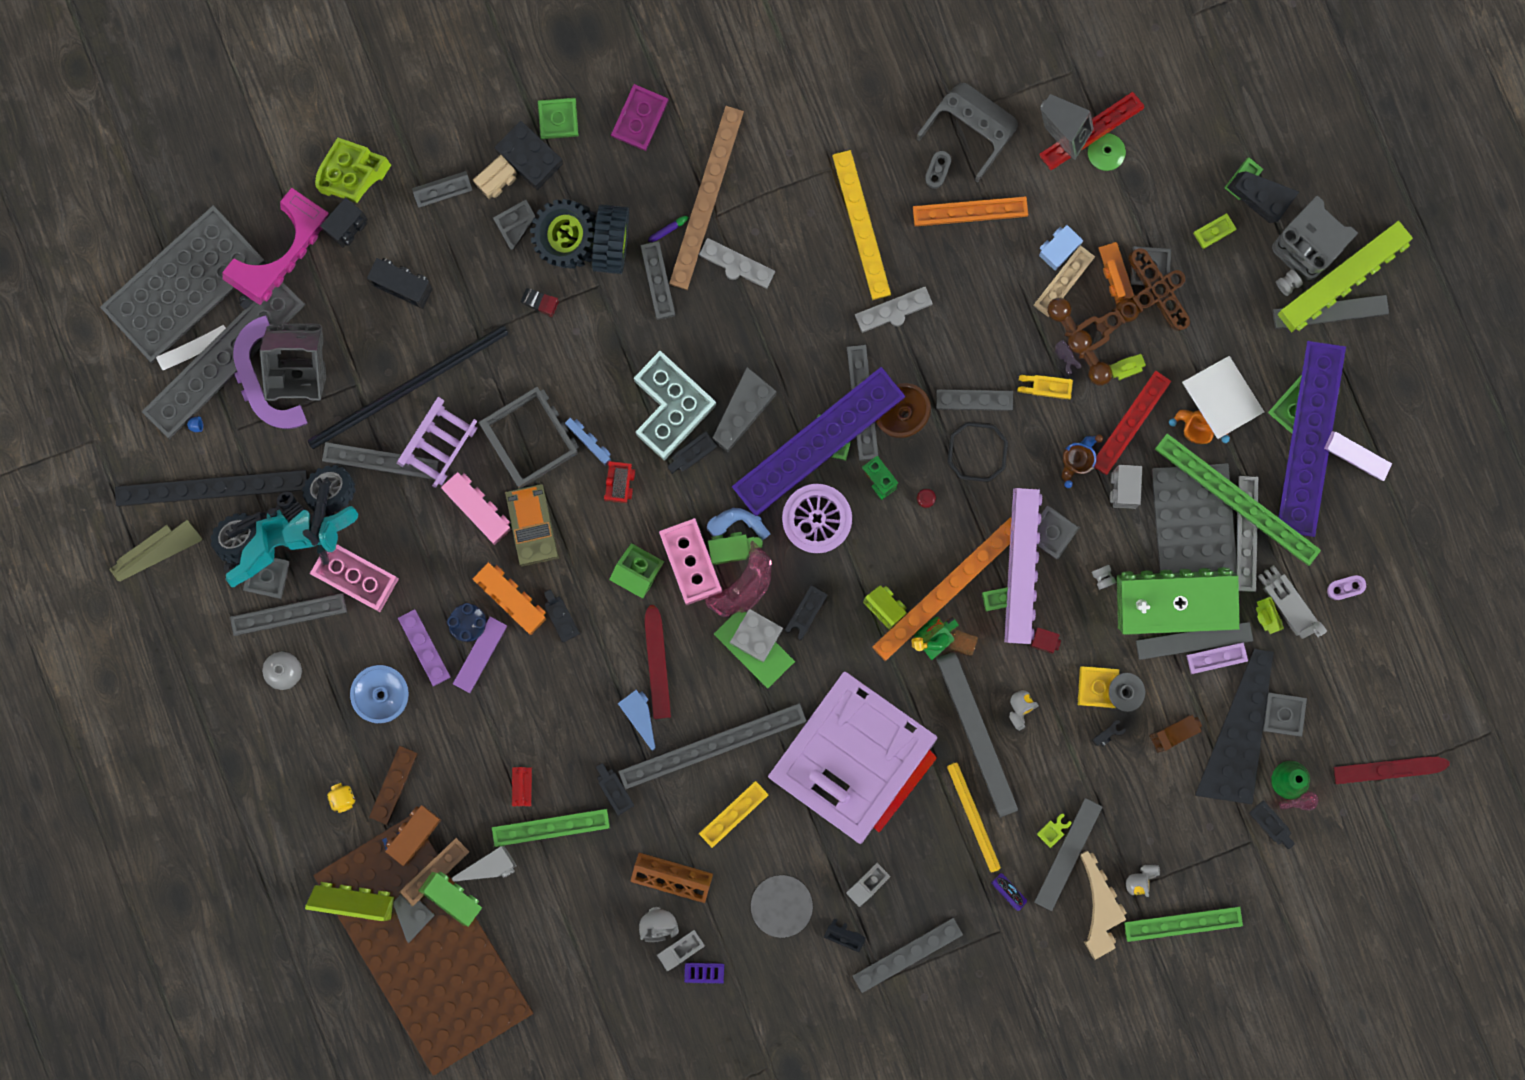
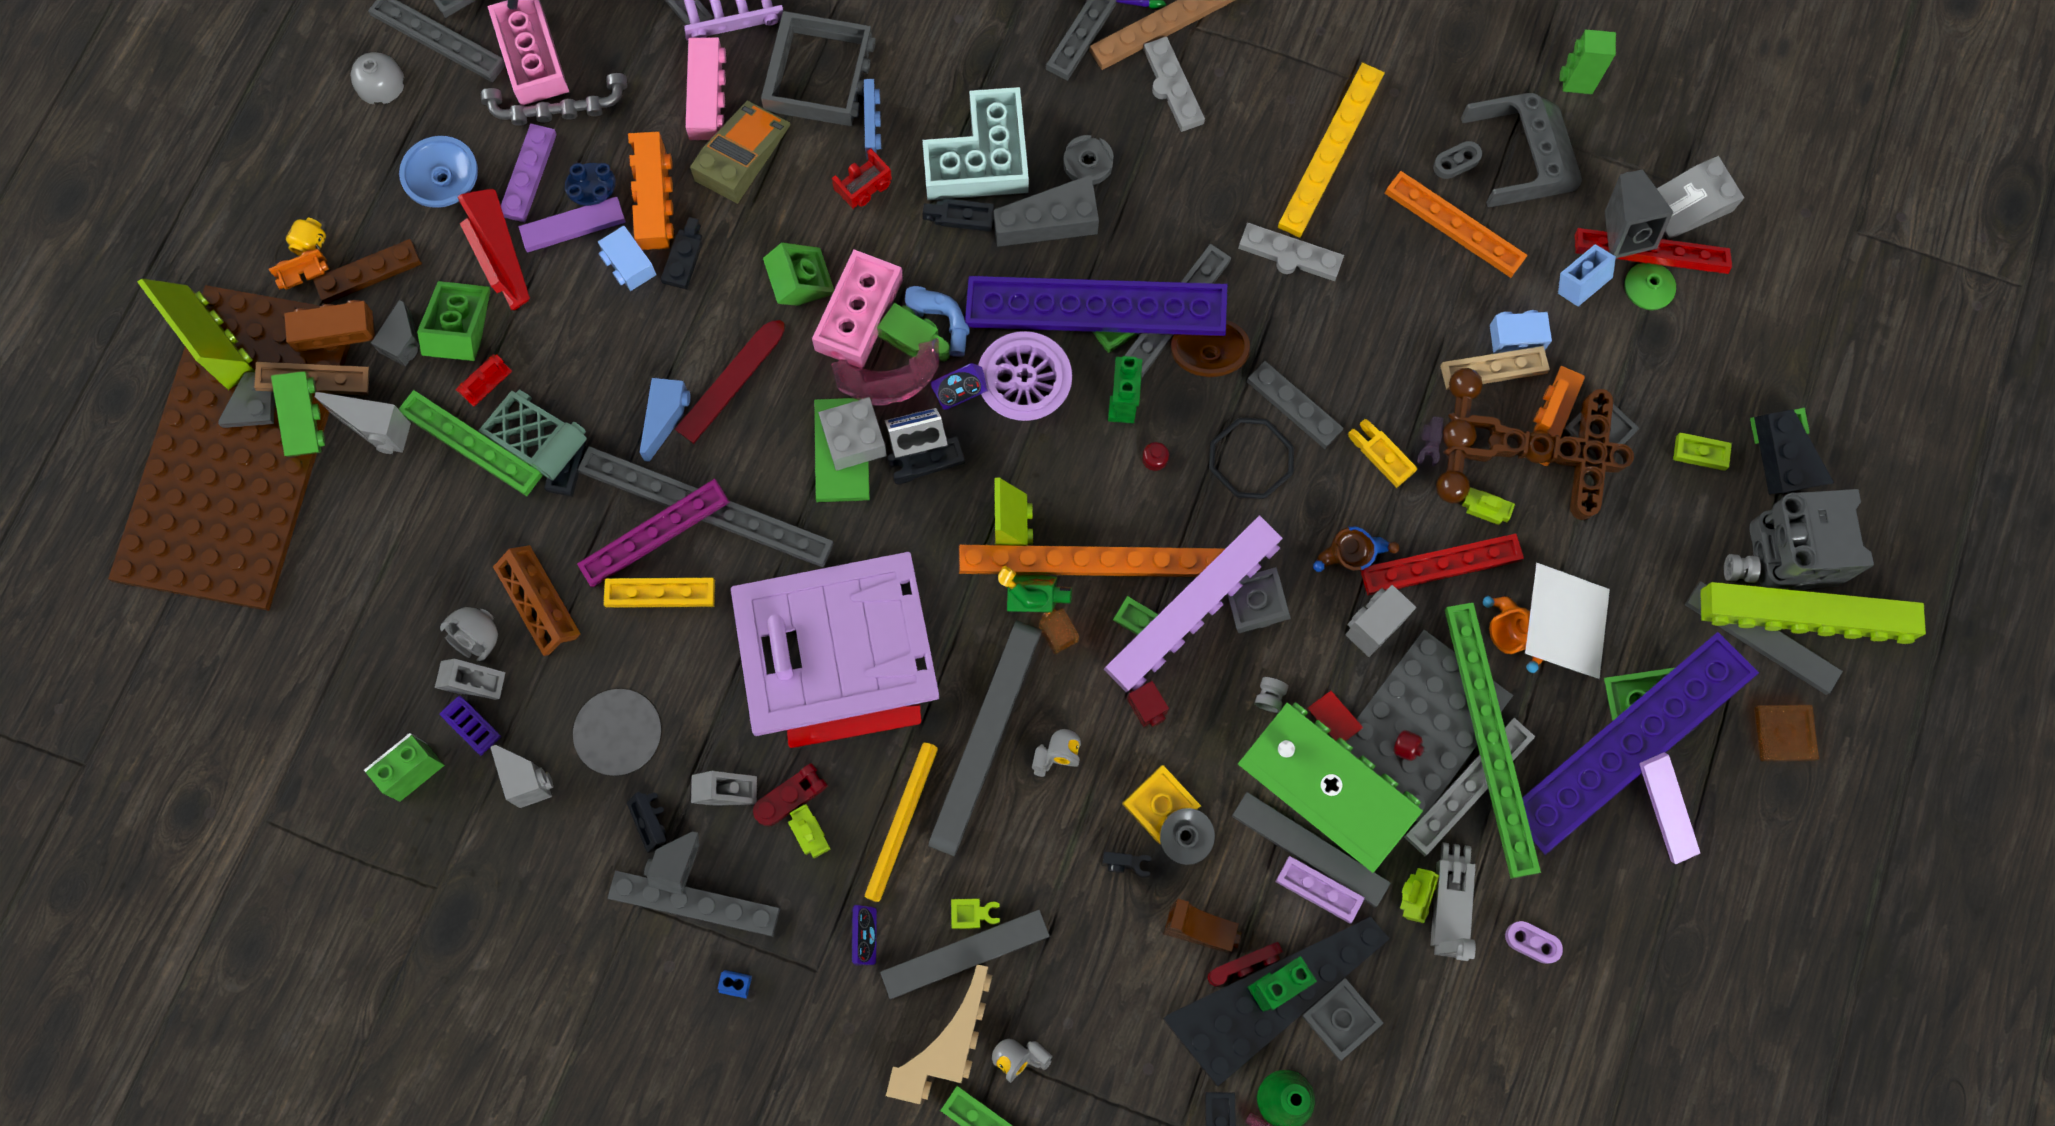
camera: 40 degrees right, 10 degrees down
(359, 811) = (288, 272): none -> orange hinge
(409, 590) = (543, 110): none -> flat silver bar
(450, 707) = (493, 245): none -> red wedge
(452, 806) = (398, 336): none -> dark grey slope
(473, 768) = (454, 321): none -> bright green slope
(532, 648) = (627, 258): none -> light blue brick
(606, 791) = (554, 449): none -> sand green piece
(695, 1025) = (404, 767): none -> bright green piece
(700, 786) = (653, 533): none -> magenta tile
(727, 346) = (1092, 148): none -> dark grey plate
(761, 974) = (520, 778): none -> light grey slope
(788, 555) = (960, 385): none -> slope
(790, 604) = (916, 432): none -> light grey piece
(880, 946) = (672, 864): none -> dark grey slope
(903, 858) = (788, 796): none -> dark red plate
(932, 866) = (808, 832): none -> lime piece
(963, 48) = (1588, 61): none -> bright green brick
(963, 971) = (743, 993): none -> blue piece
(1069, 181) = (1586, 275): none -> light blue brick
(1088, 77) = (1700, 196): none -> light grey slope
(1147, 559) = (1335, 716): none -> red sticker
(1198, 542) = (1408, 745): none -> dark red piece
(1212, 731) = (1244, 964): none -> dark red plate
(1244, 728) = (1282, 985): none -> green hips
(1384, 355) = (1786, 733): none -> clear orange tile

